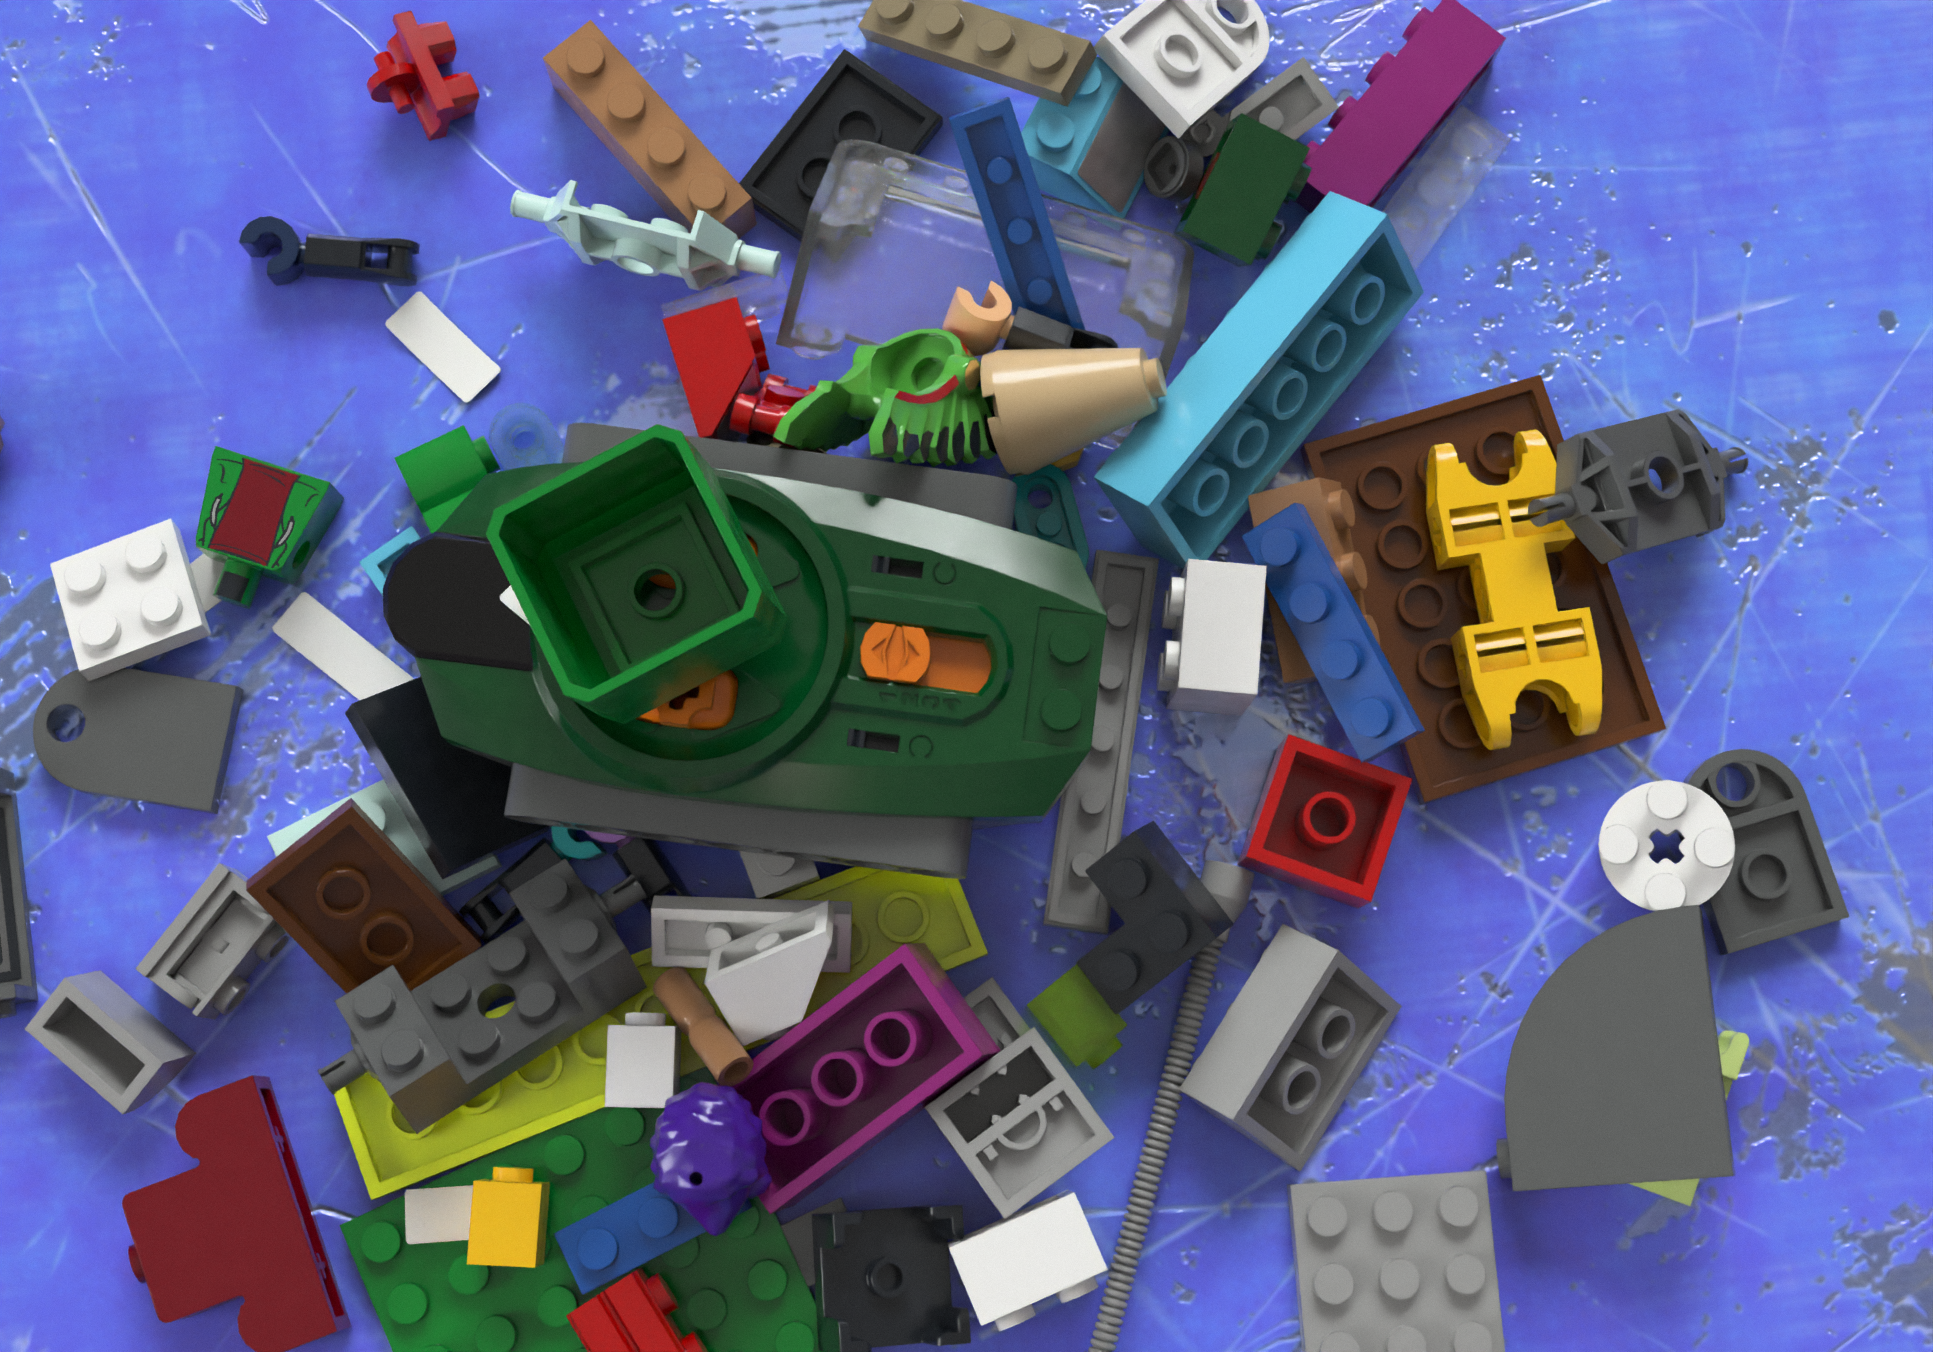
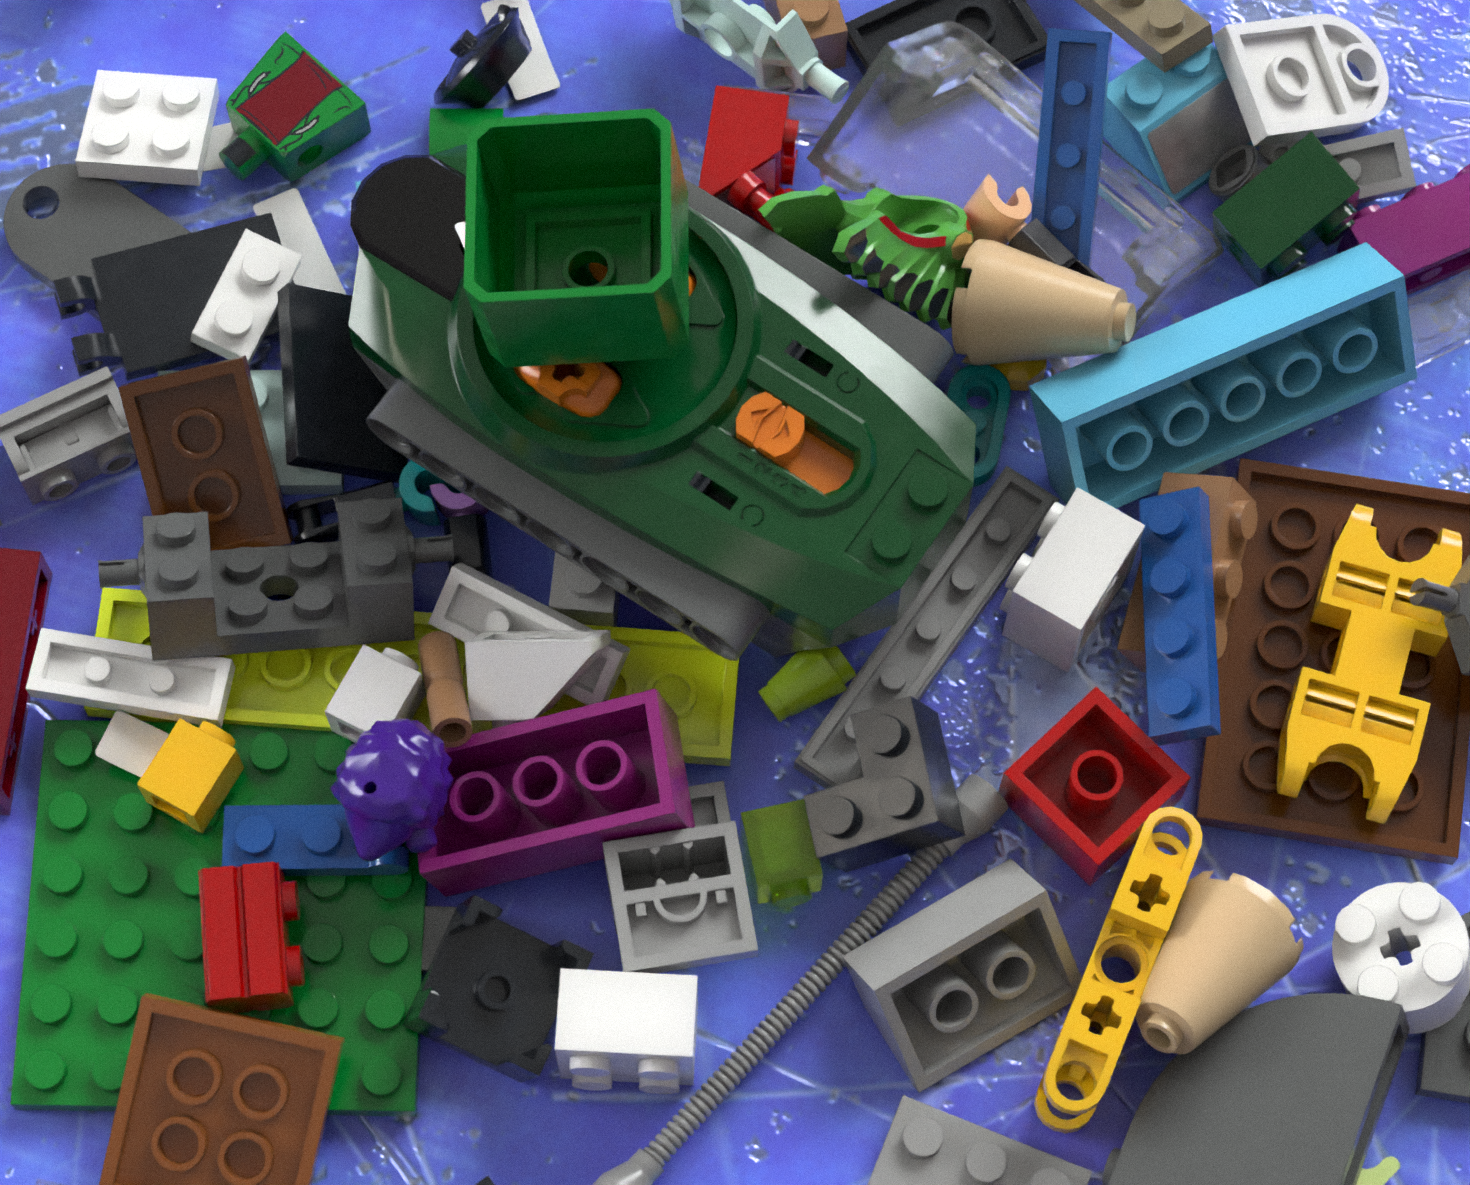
camera: 30 degrees right, 10 degrees down
(253, 755) = (154, 299): none -> black tile
(316, 729) = (245, 297): none -> white plate
(398, 1159) = (126, 678): none -> white plate
(422, 384) = (485, 60): none -> black piece
(1016, 849) = (807, 681): none -> lime cone
(1423, 1078) = (1149, 884): none -> yellow piece
(1511, 941) = (1216, 960): none -> tan cone

